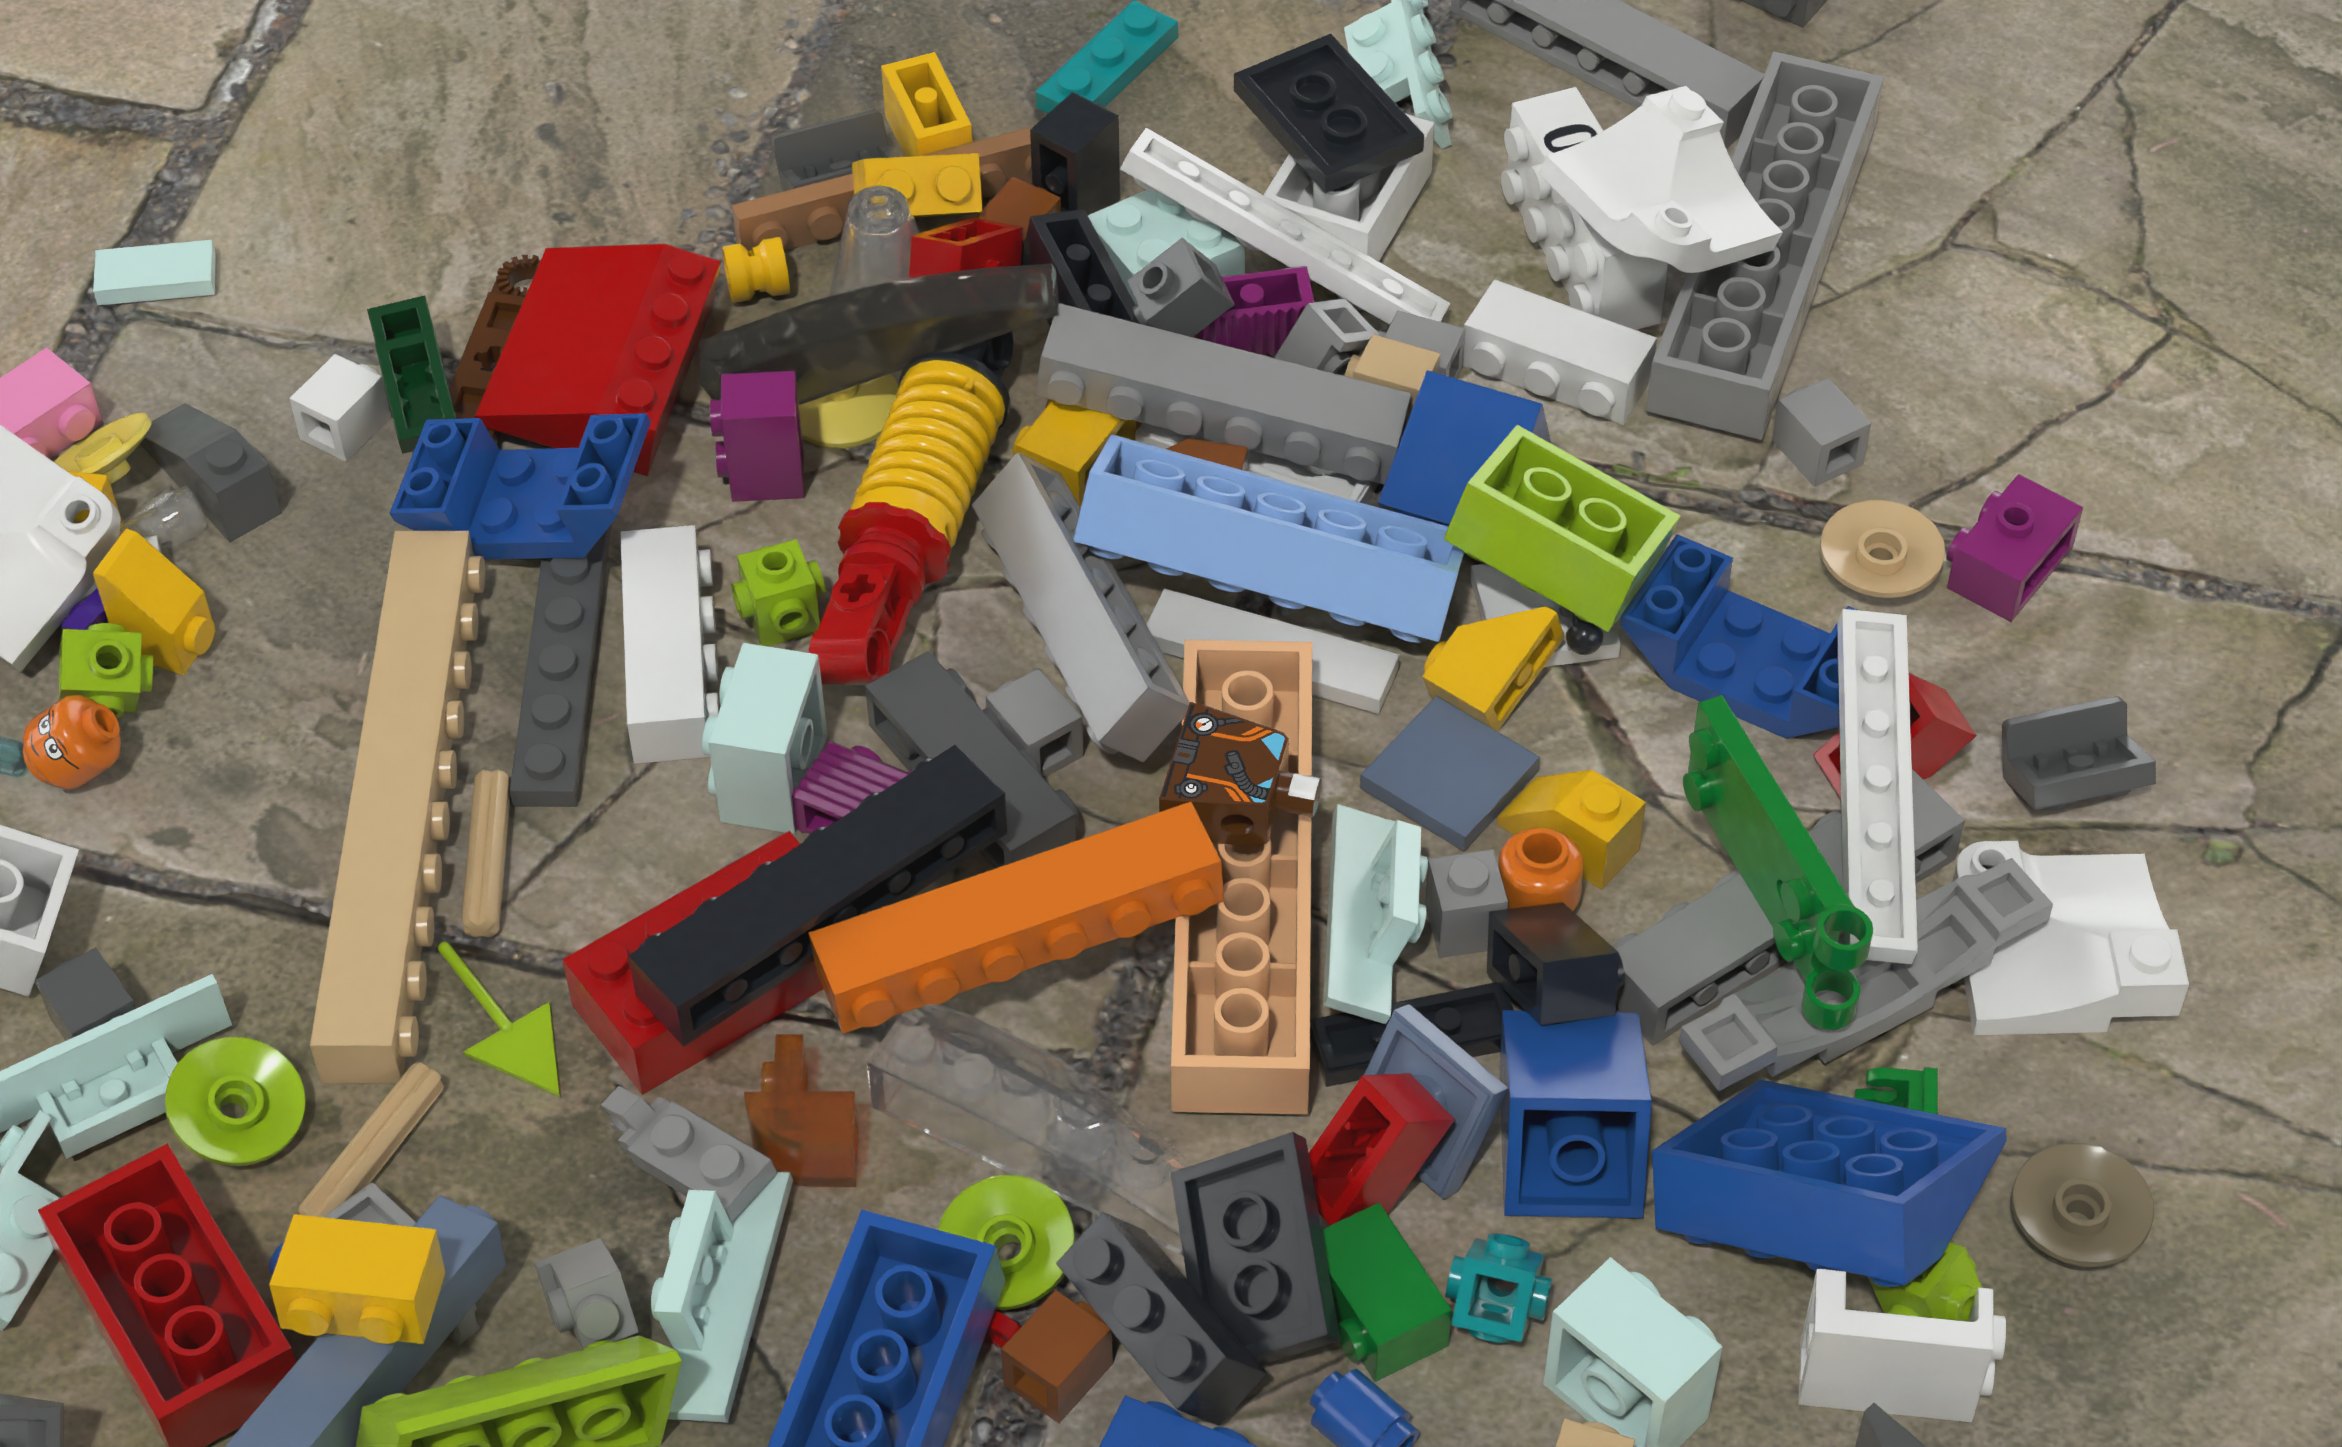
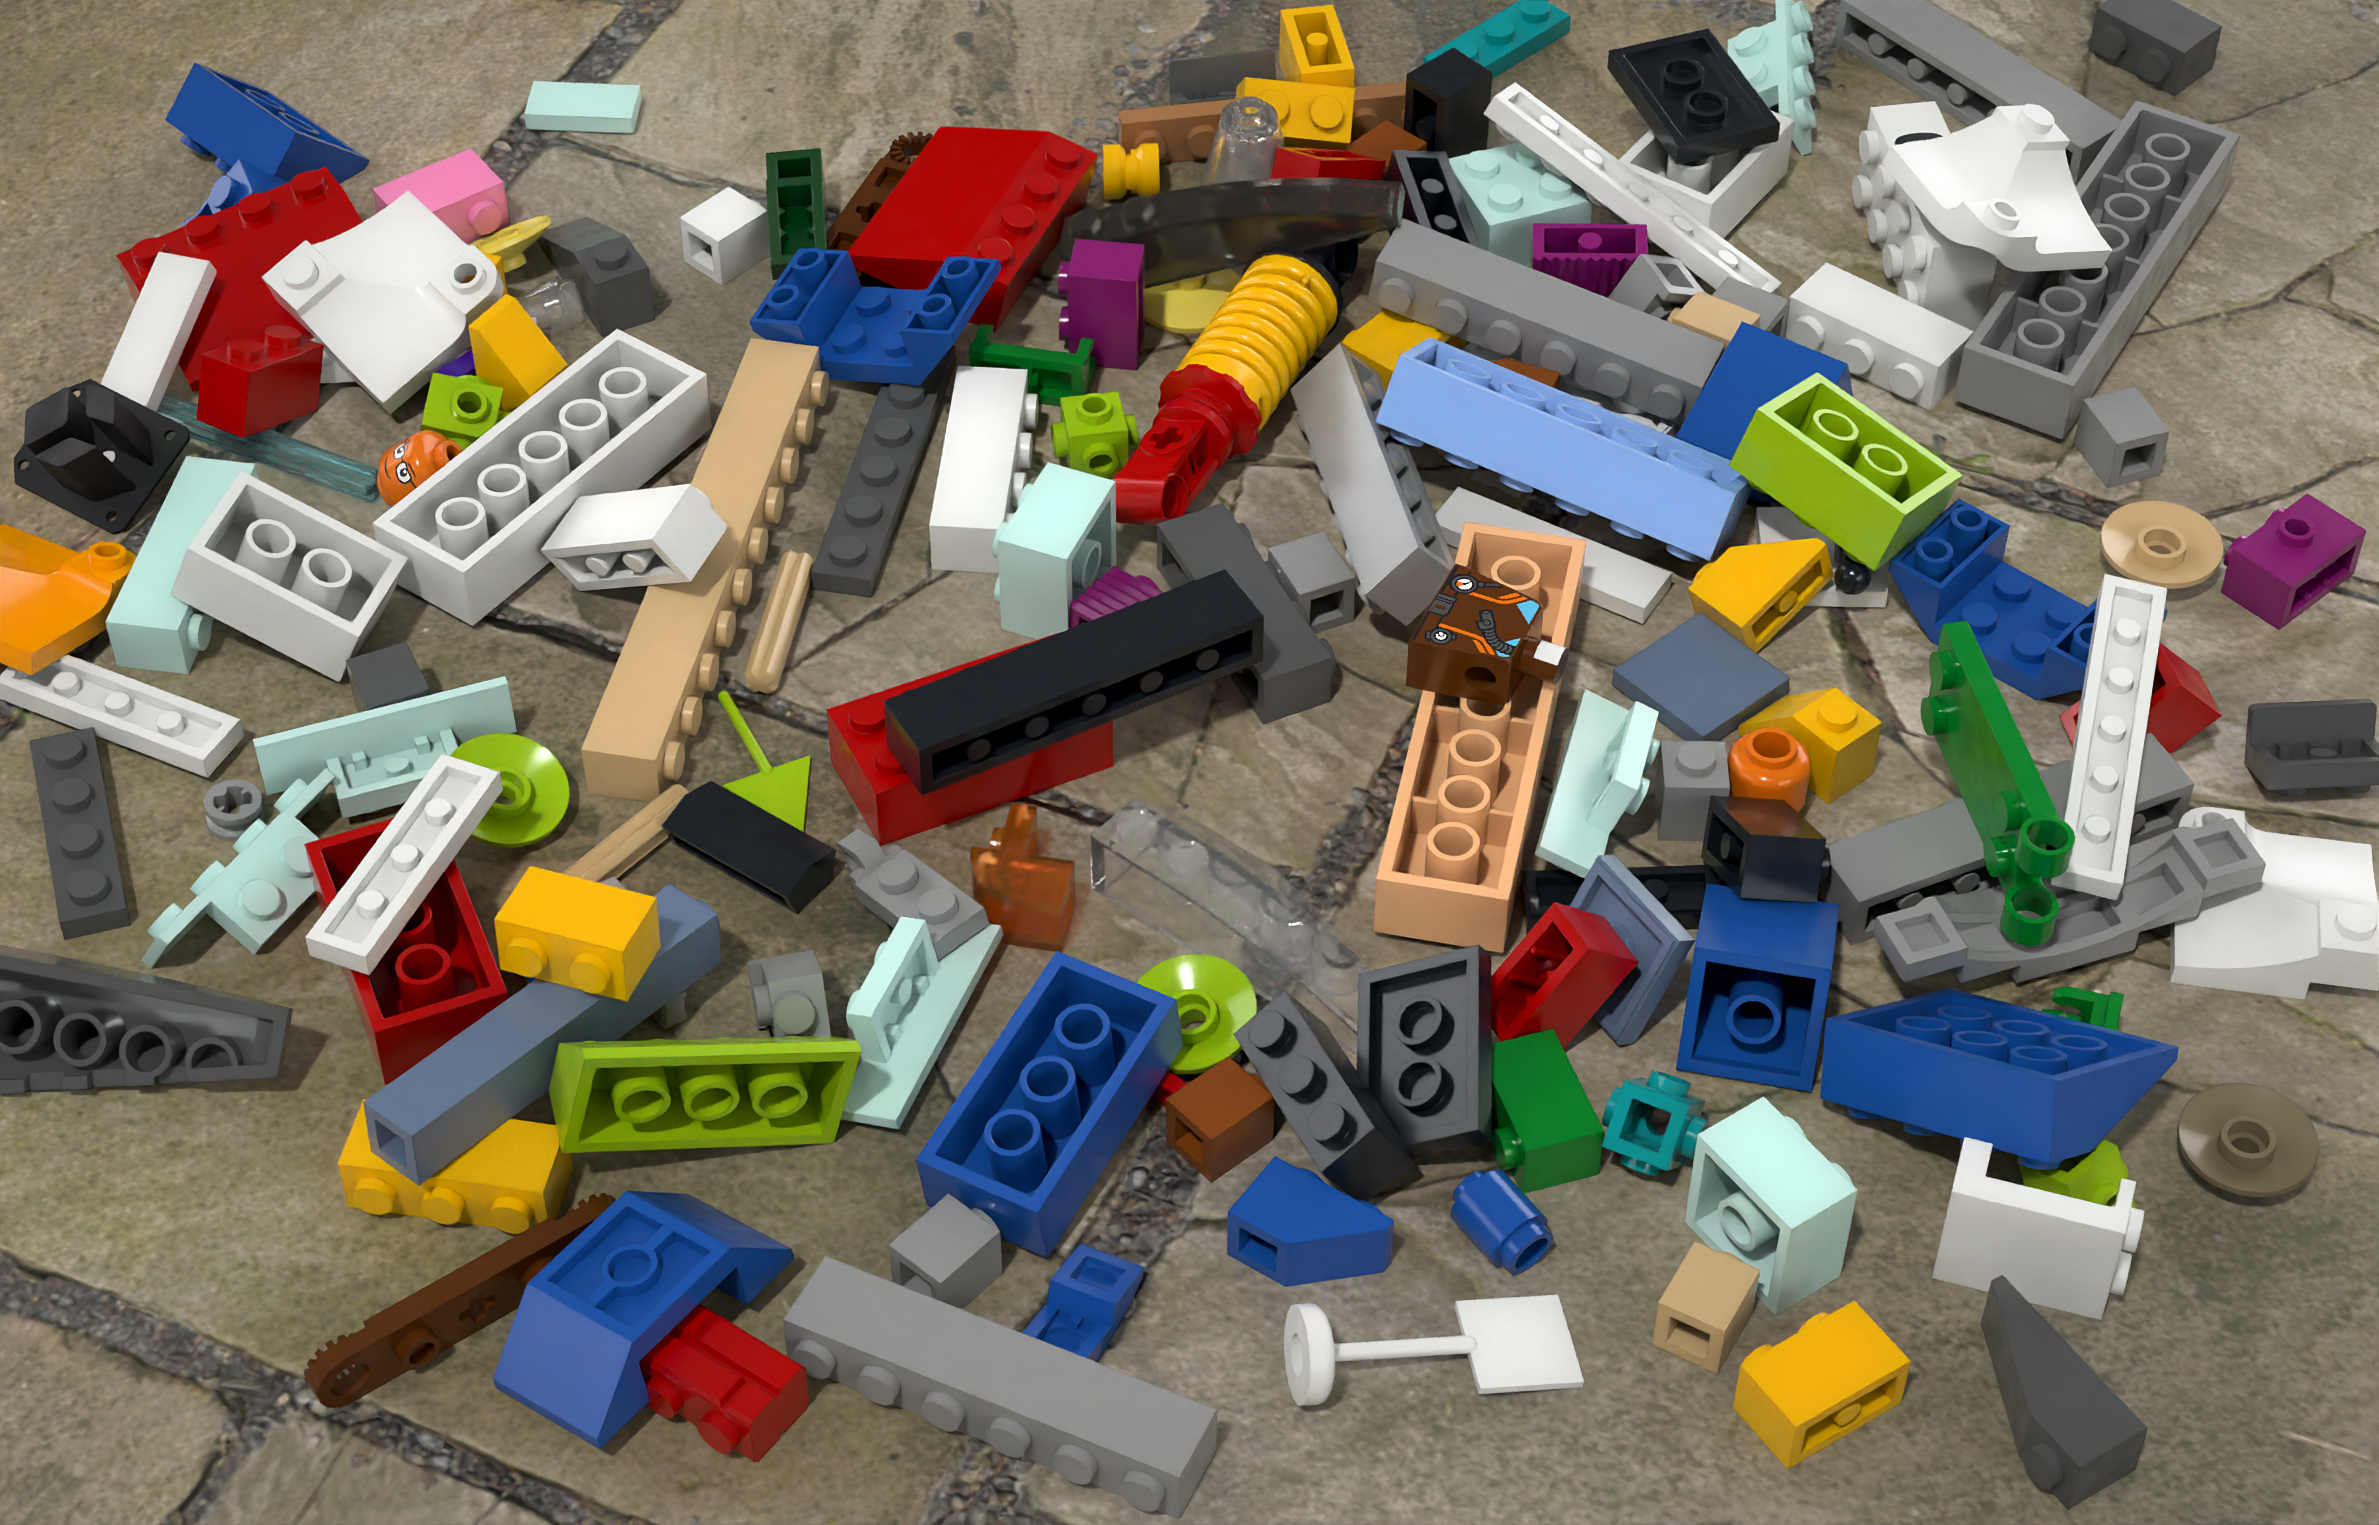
camera: 10 degrees right, 5 degrees down
(152, 1222) = (404, 864): none -> white plate
(204, 725) = (590, 431): none -> white brick
(320, 790) = (635, 538): none -> white brick
(509, 1120) = (751, 845): none -> black piece
(720, 522) = (1049, 372): none -> green hinge
(1017, 917) = (1256, 727): orange brick -> none
(1180, 291) = (1521, 224): dark grey brick -> none

